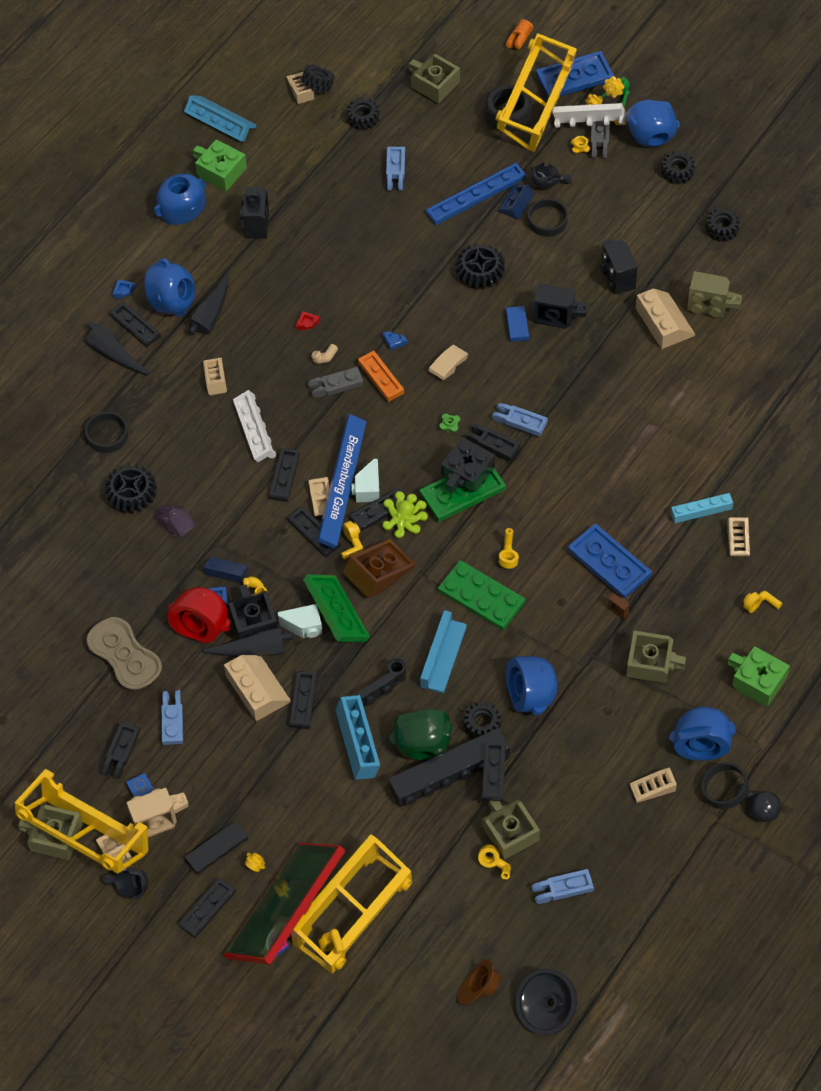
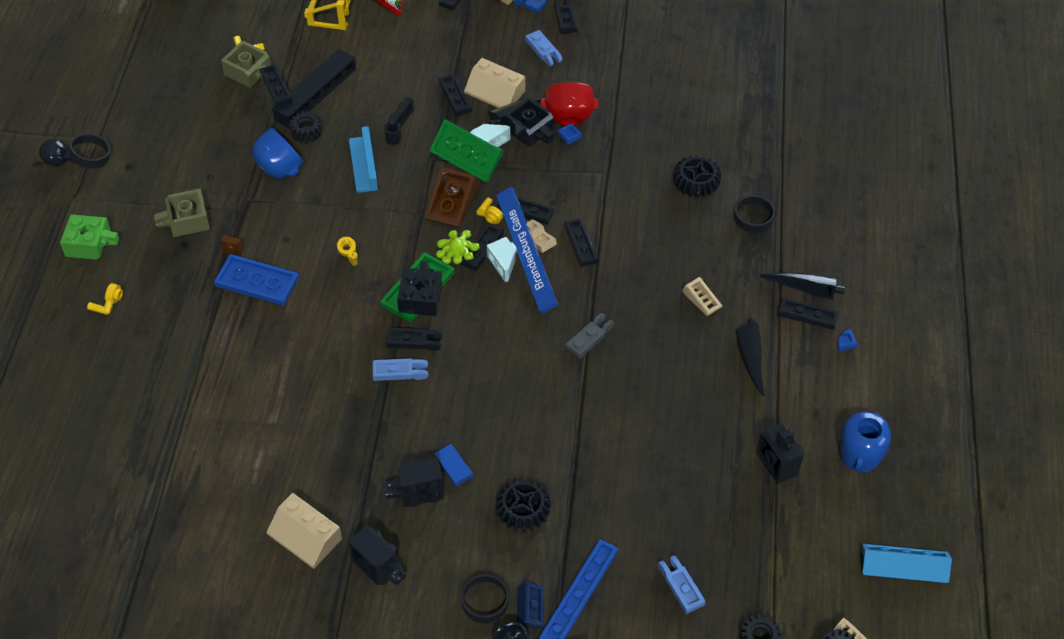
camera: 150 degrees right, 5 degrees down
(116, 643) = (597, 64): dark tan plate -> none
(169, 288) = (795, 331): blue piece -> none
(174, 519) = (643, 167): clear purple slope -> none
(219, 164) = (860, 499): bright green hinge -> none
(225, 569) = (576, 152): dark blue slope -> none
(253, 426) = (635, 267): white hinge -> none
(254, 583) = (548, 154): yellow arm -> none
(307, 321) = (657, 382): red tile -> none
(319, 357) = (616, 354): tan arm -> none
(357, 737) = (394, 75): dark azure brick -> none
(381, 376) = (552, 355): orange plate -> none
(394, 340) = (563, 399): blue tile -> none
(421, 734) = (345, 90): dark green piece -> none
(447, 362) = (497, 395): tan slope -> none
(449, 427) = (463, 345): bright green plate -> none
(481, 595) = (355, 215): green plate -> none
(564, 886) = (192, 52): medium blue hinge -> none
(651, 779) = (144, 139): tan slope -> none
(701, 508) = (190, 358): medium azure piece -> none
(703, 734) = (117, 168): blue piece -> none
(711, 295) = (260, 565): olive hinge -> none
(738, 522) = (147, 349): tan slope -> none

